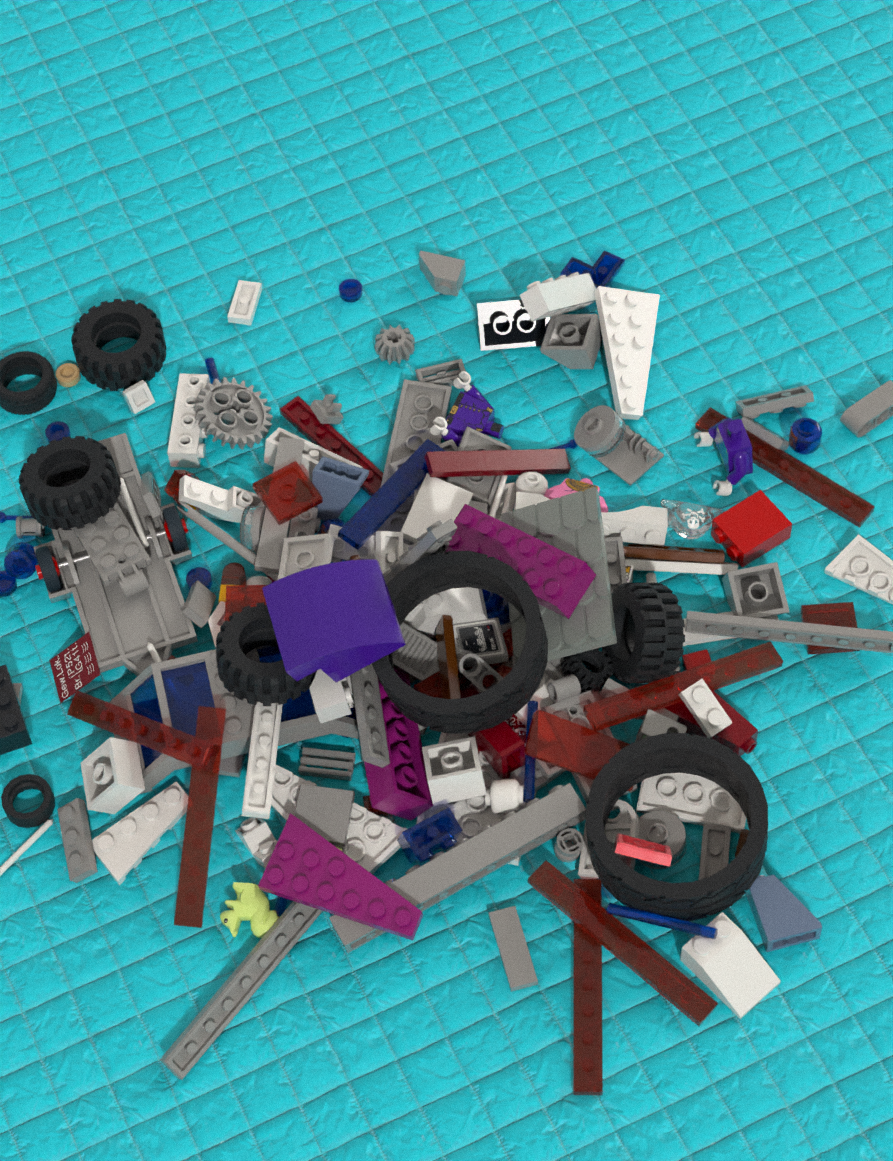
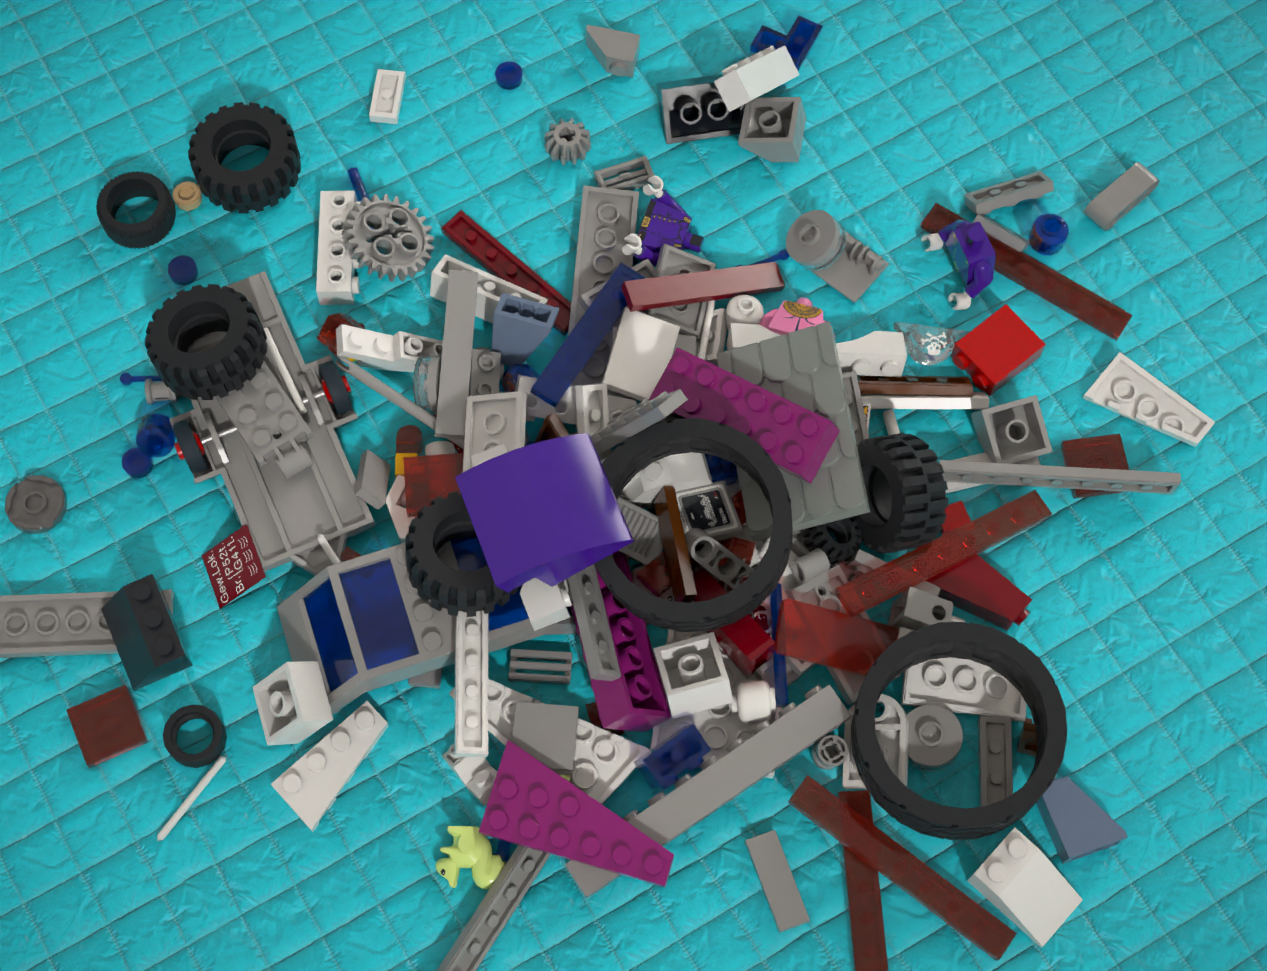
camera: 10 degrees left, 10 degrees up
(77, 840) = (258, 782): light grey plate -> none
(138, 396) = (274, 220): white tile -> none
(144, 731) = (327, 650): clear red tile -> none
(151, 494) = (303, 346): light grey tile -> none
(199, 824) = (402, 751): clear red tile -> none
(200, 574) = (370, 441): clear blue tile -> none
(287, 493) = (465, 340): clear red tile -> none
(326, 410) = (497, 228): light grey tile -> none
(628, 335) = (835, 120): white wing -> none
(643, 849) = (921, 762): coral tile -> none
(661, 920) = (948, 843): clear blue bar -> none
(705, 708) = (973, 580): white plate -> none

